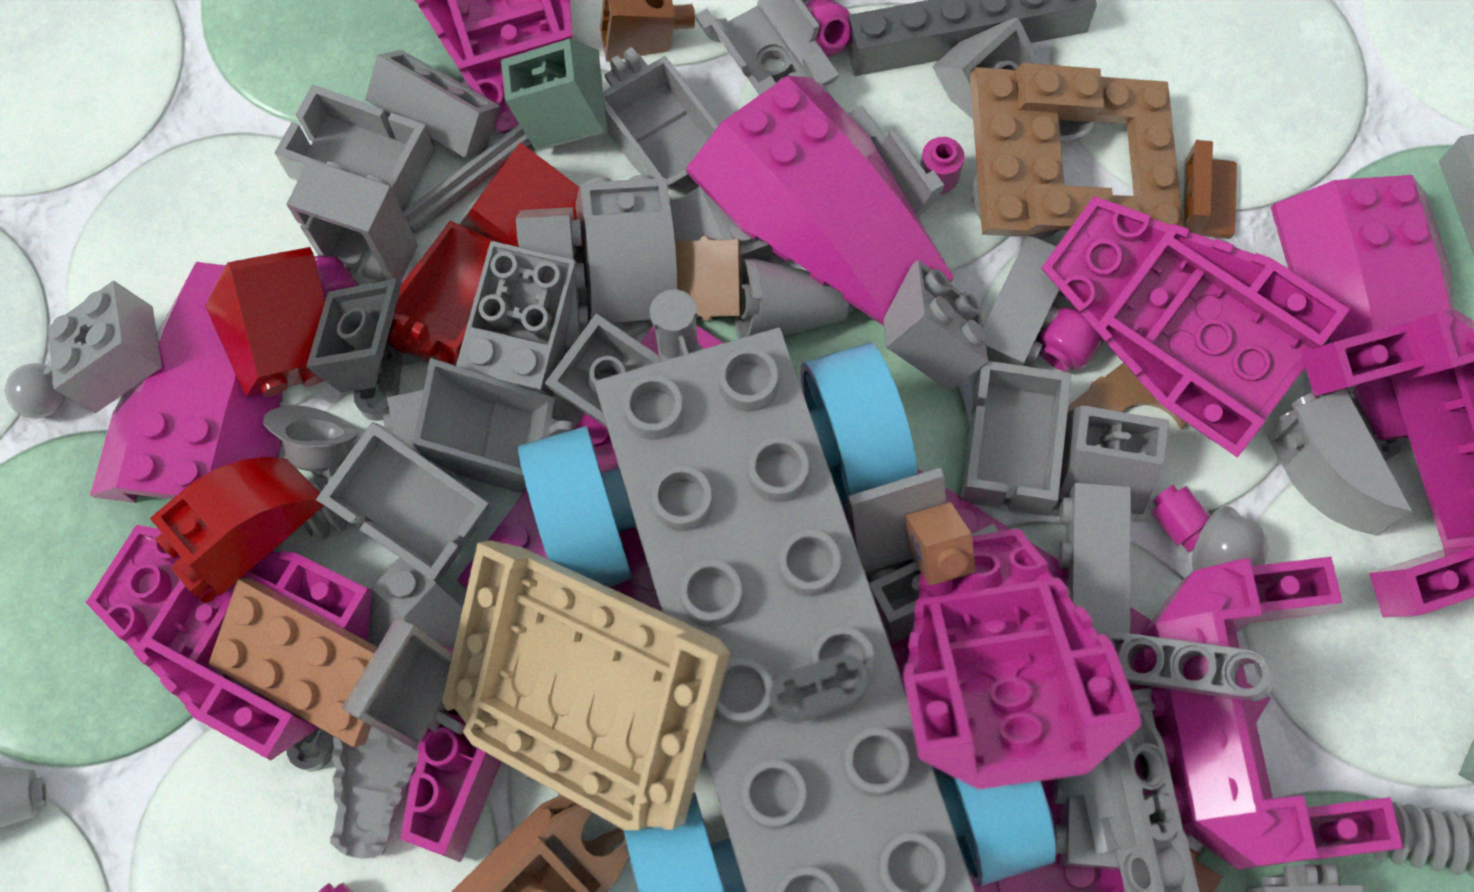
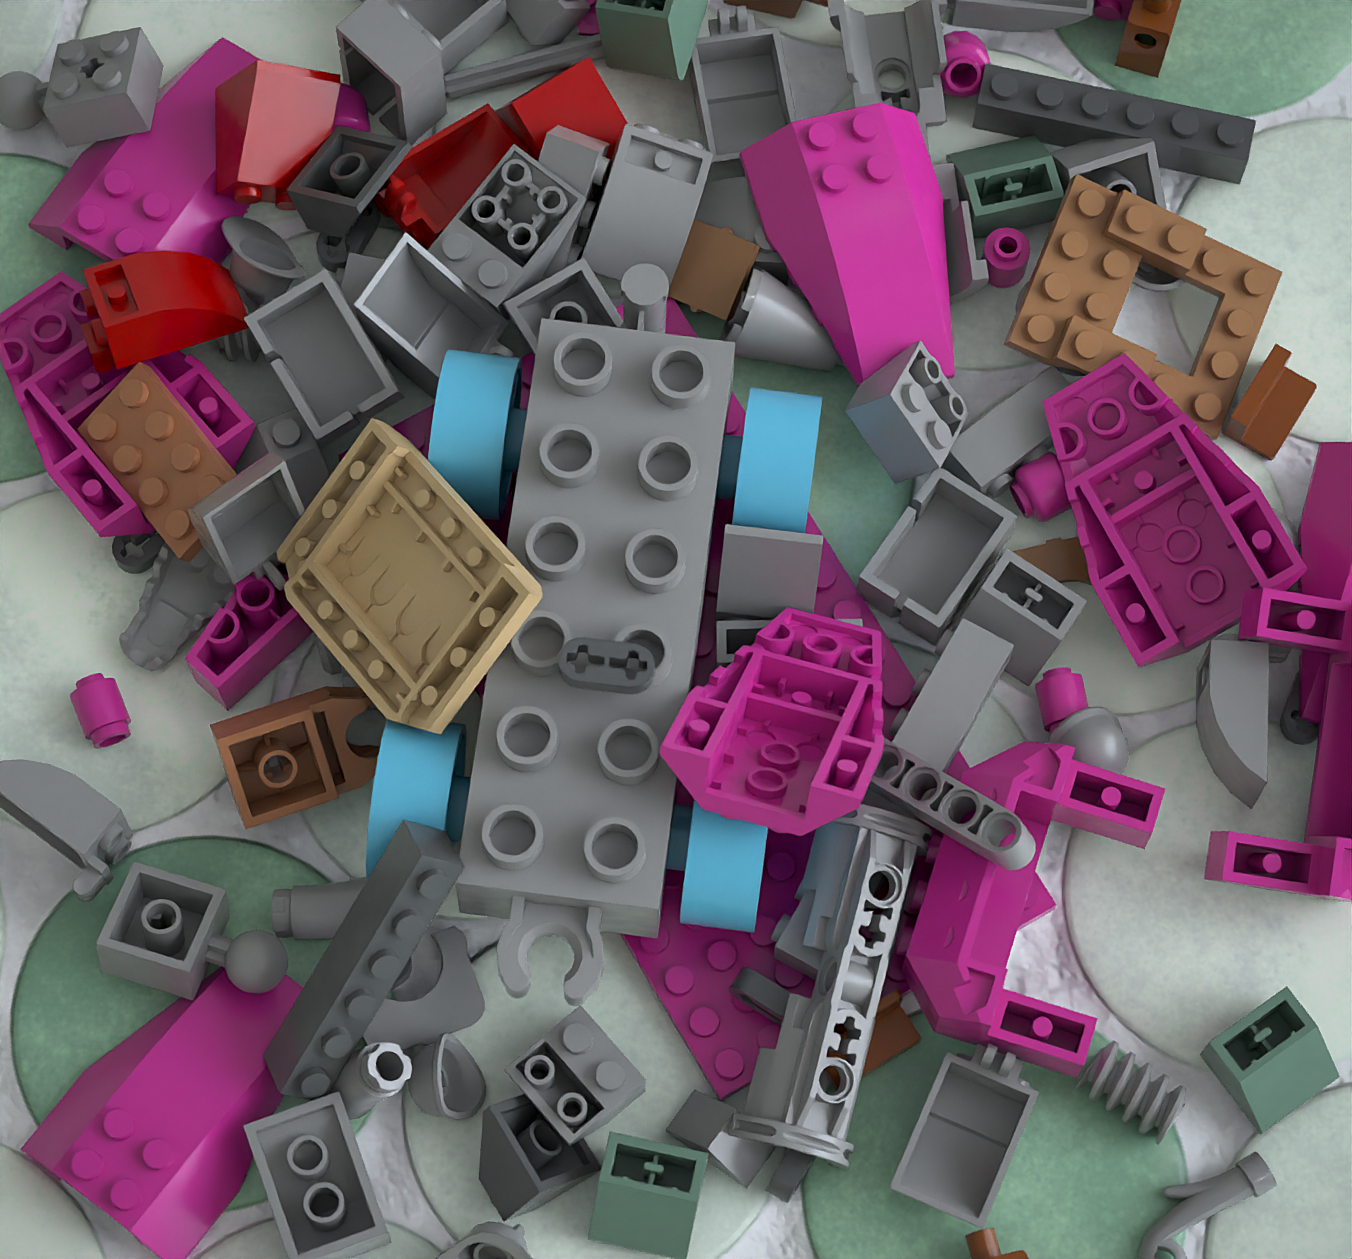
camera: 20 degrees right, 0 degrees up
(915, 101) = (1007, 184): none -> sand green slope
(940, 543) = (793, 607): nougat brick -> none

